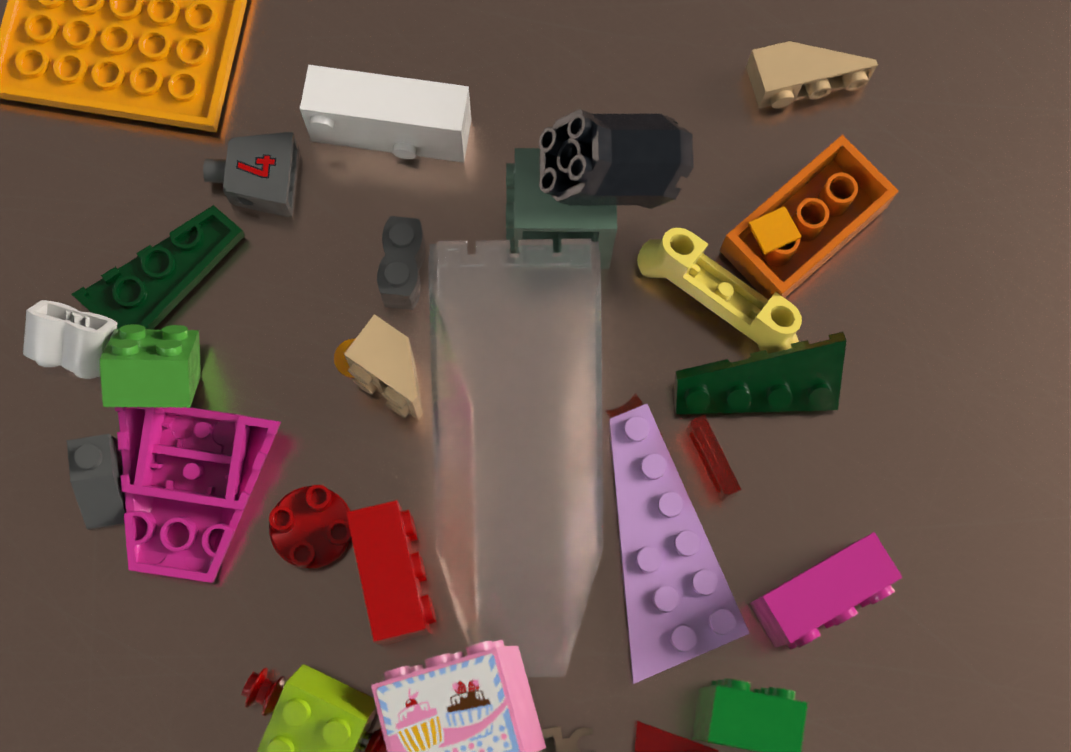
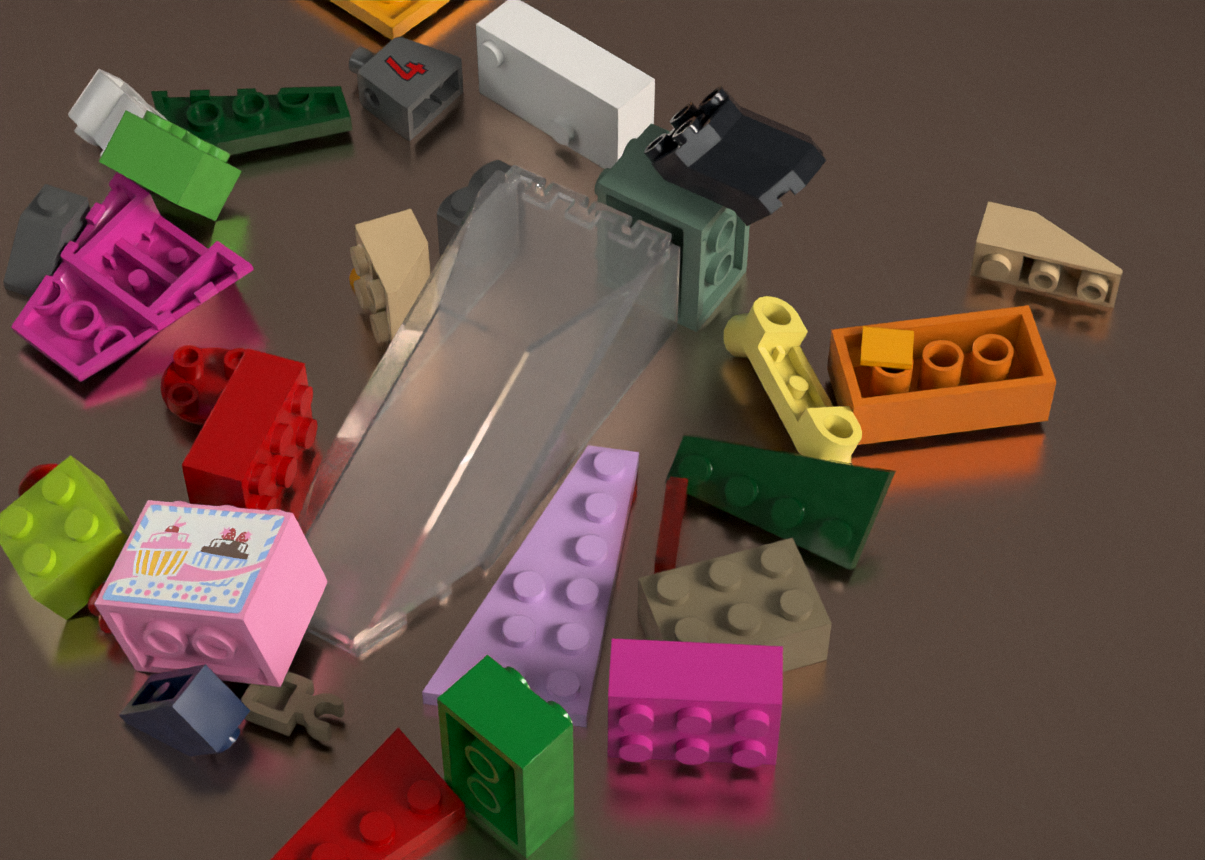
camera: 35 degrees right, 25 degrees down
(798, 502) = (740, 599): none -> dark tan brick

